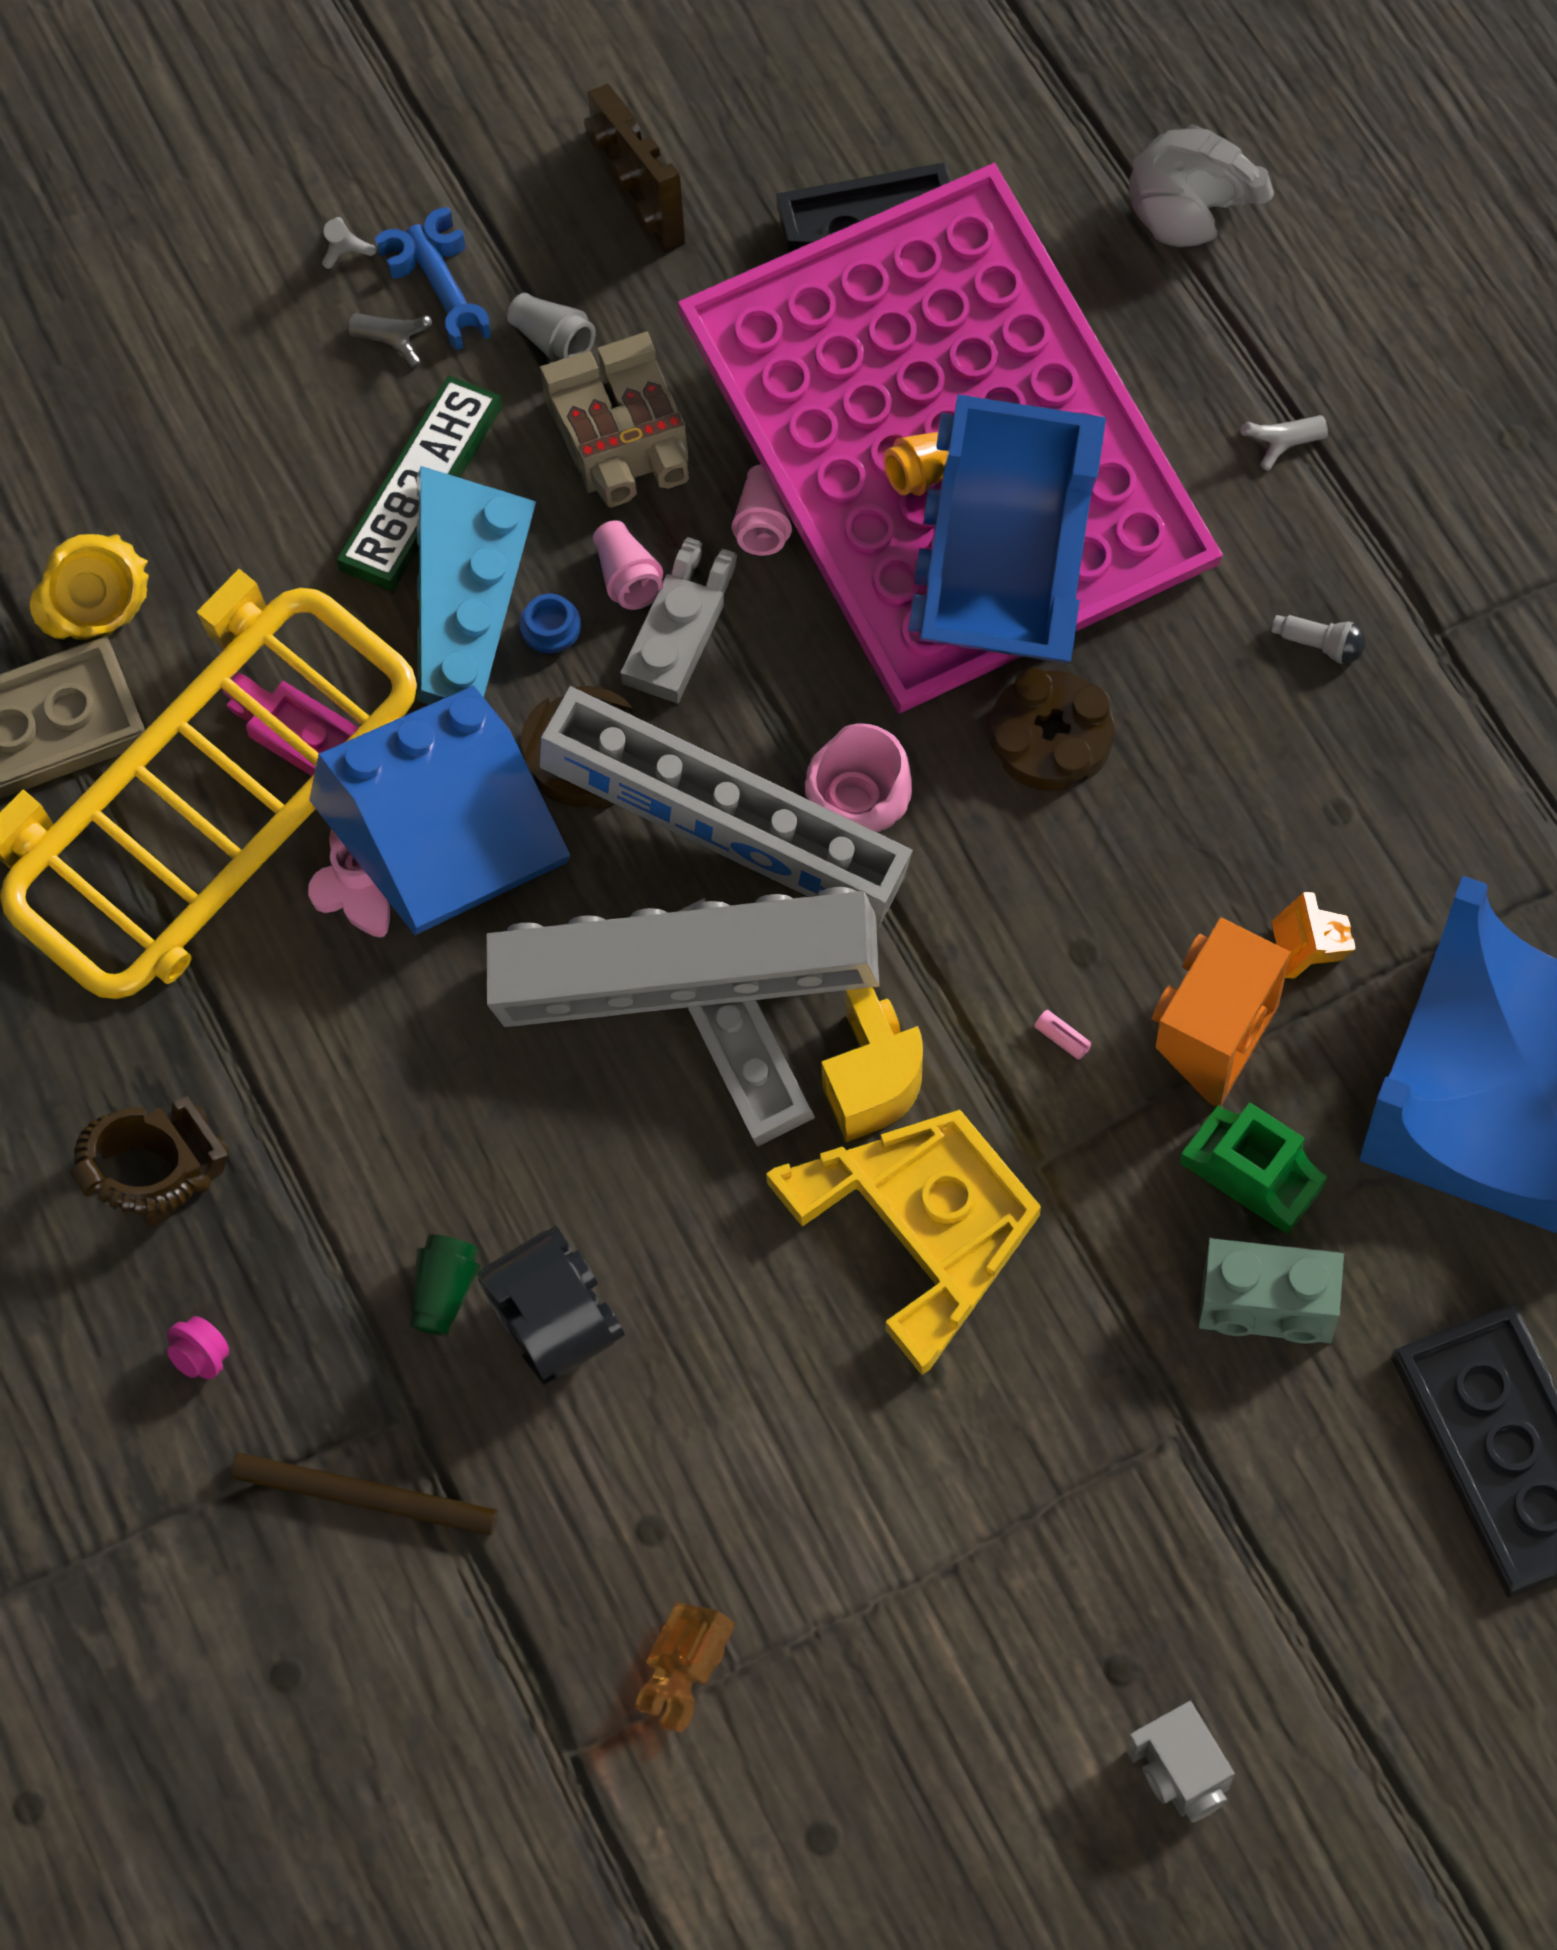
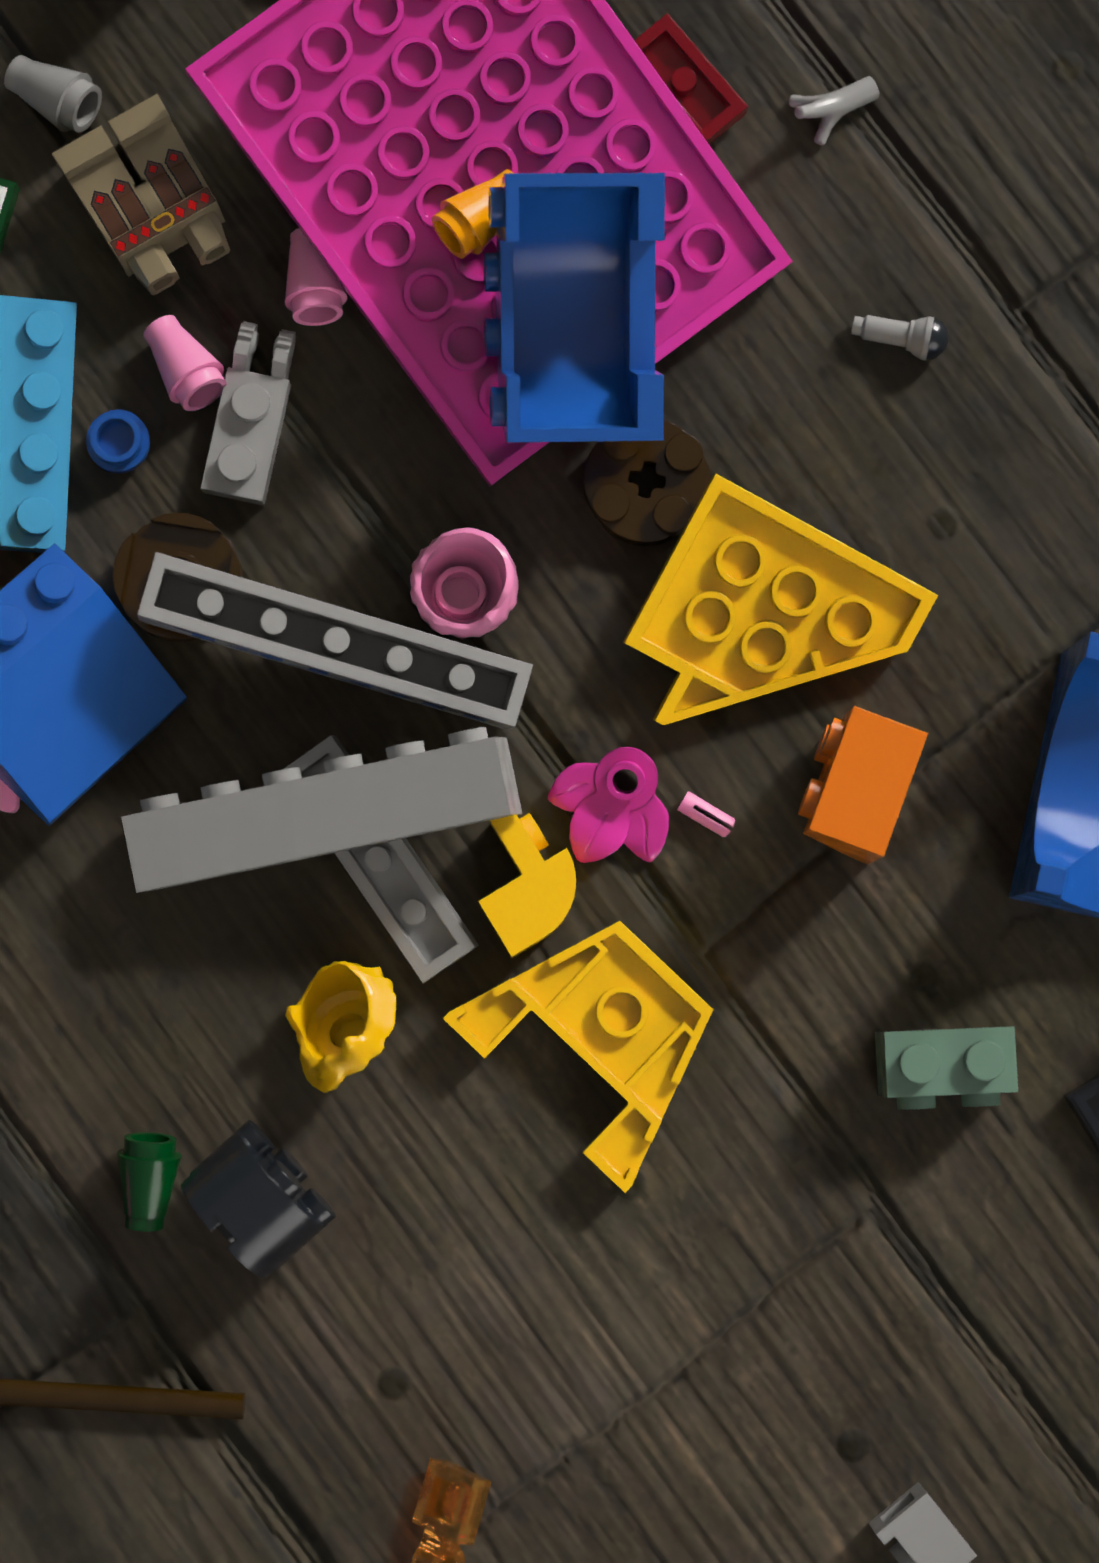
camera: 15 degrees left, 20 degrees up
(664, 1159) = (342, 1022): none -> yellow hair
(965, 1018) = (608, 815): none -> dark pink plate
(1151, 849) = (766, 605): none -> yellow wing
(1153, 393) = (692, 78): none -> dark red plate
(1256, 1164) = (912, 932): green brick -> none
(1311, 934) = (934, 675): light orange brick -> none

